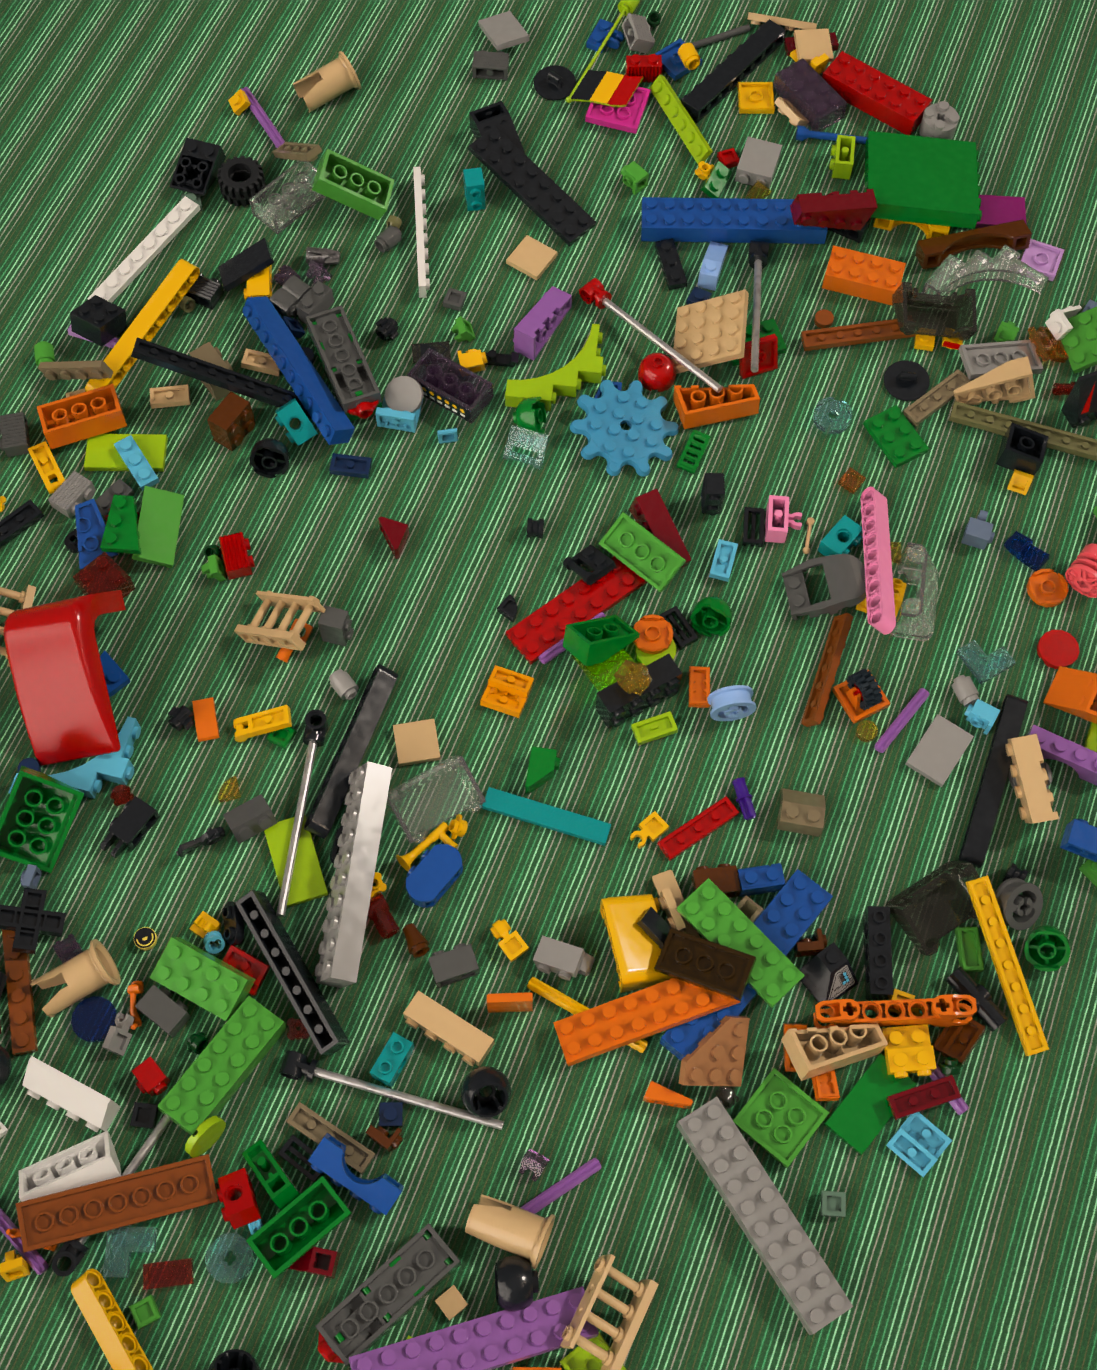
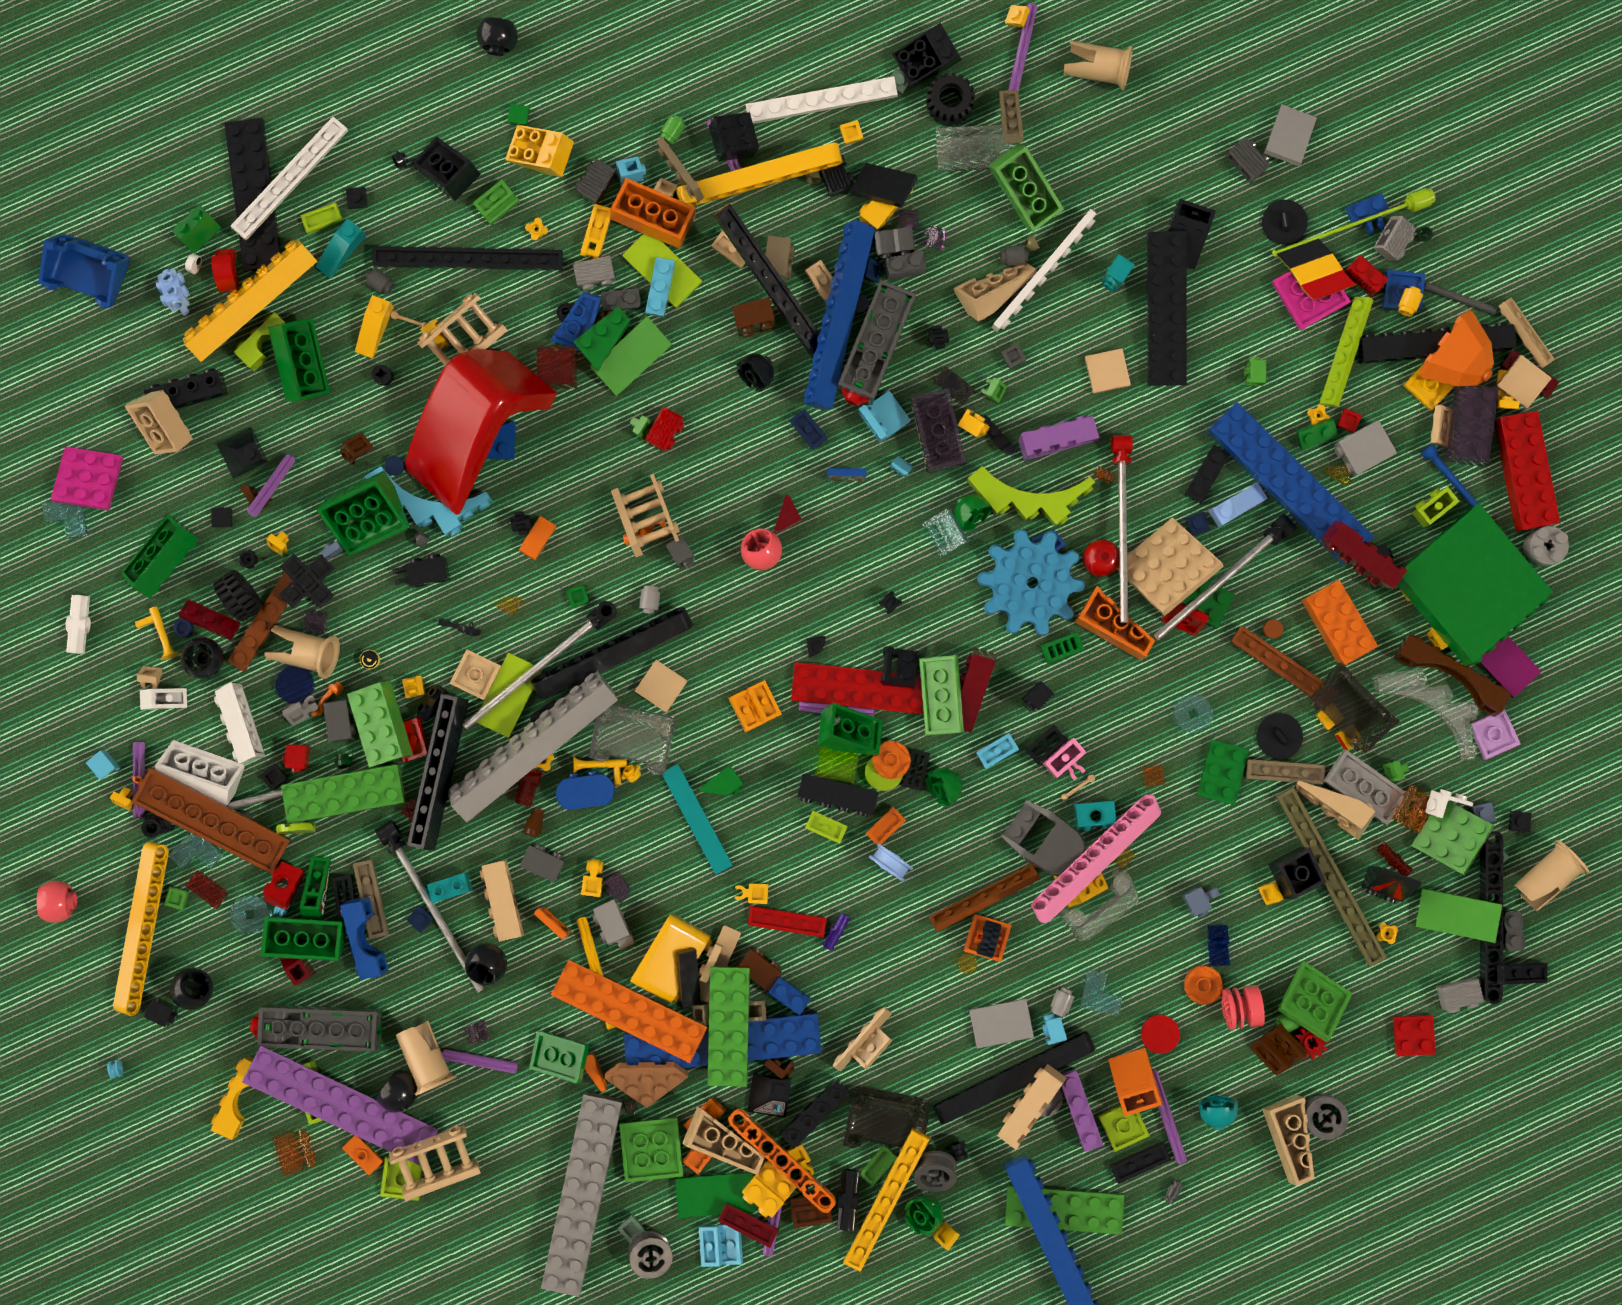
camera: 45 degrees right, 20 degrees up
(30, 404) = (630, 169): none -> medium azure brick
(103, 804) = (420, 539): none -> dark grey hinge
(121, 795) = (437, 543): clear red plate -> none
(189, 254) = (851, 132): none -> yellow plate
(211, 550) = (651, 411): dark green hinge -> none
(215, 947) = (409, 704): medium azure bush -> none
(250, 818) = (502, 641): dark grey brick -> none
(251, 868) = (475, 674): none -> tan plate
(262, 723) = (571, 578): yellow plate -> none
(303, 431) = (802, 352): teal brick -> none
(322, 255) = (950, 225): flat silver hinge -> none
(380, 1136) = (400, 928): reddish brown bracket -> none
(396, 273) = (989, 294): none -> tan wedge
(398, 570) = (761, 549): none -> coral wheel
(404, 394) = (895, 410): light grey tile -> none
(411, 466) = (846, 474): none -> blue tile
(451, 1302) = (354, 1064): tan tile -> none
(535, 926) = (618, 887): none -> brick
(601, 317) = (1104, 475): none -> clear orange tile
(625, 1111) = (559, 1056): none -> green plate
(633, 677) = (832, 790): clear yellow brick -> none
(705, 964) = (690, 1020): dark brown tile -> none
(759, 54) = (1463, 355): none -> orange brick
(801, 812) = (865, 975): dark tan slope -> none
(861, 860) = (868, 1044): none -> tan bracket
(861, 1214) = (660, 1256): none -> dark grey wheel
(901, 720) = (998, 979): medium lavender axle -> none
(950, 1066) = (785, 1223): dark green plate -> none
(1081, 951) = (946, 1236): none -> yellow plate

